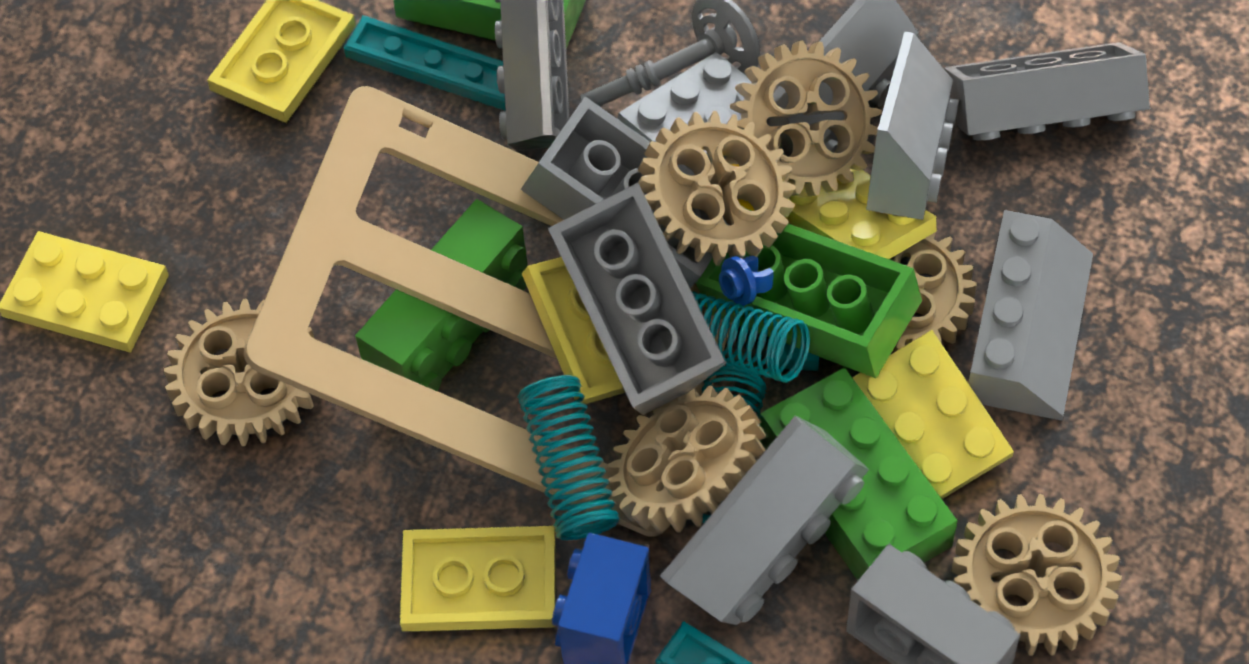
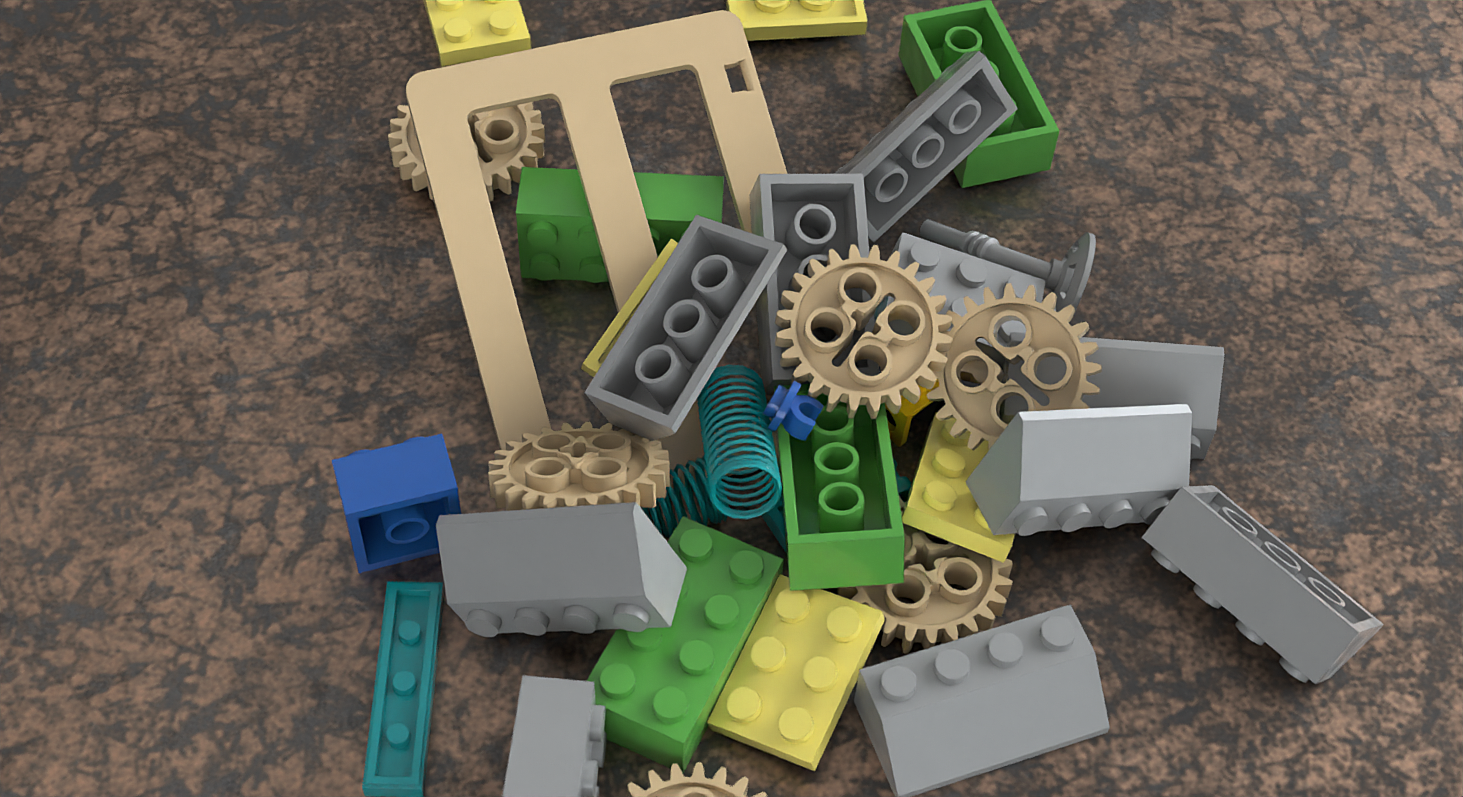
camera: 50 degrees right, 5 degrees down
(426, 60) = (867, 82): teal tile -> none
(478, 578) = (379, 394): light yellow plate -> none
(569, 528) = (462, 432): teal piece -> none

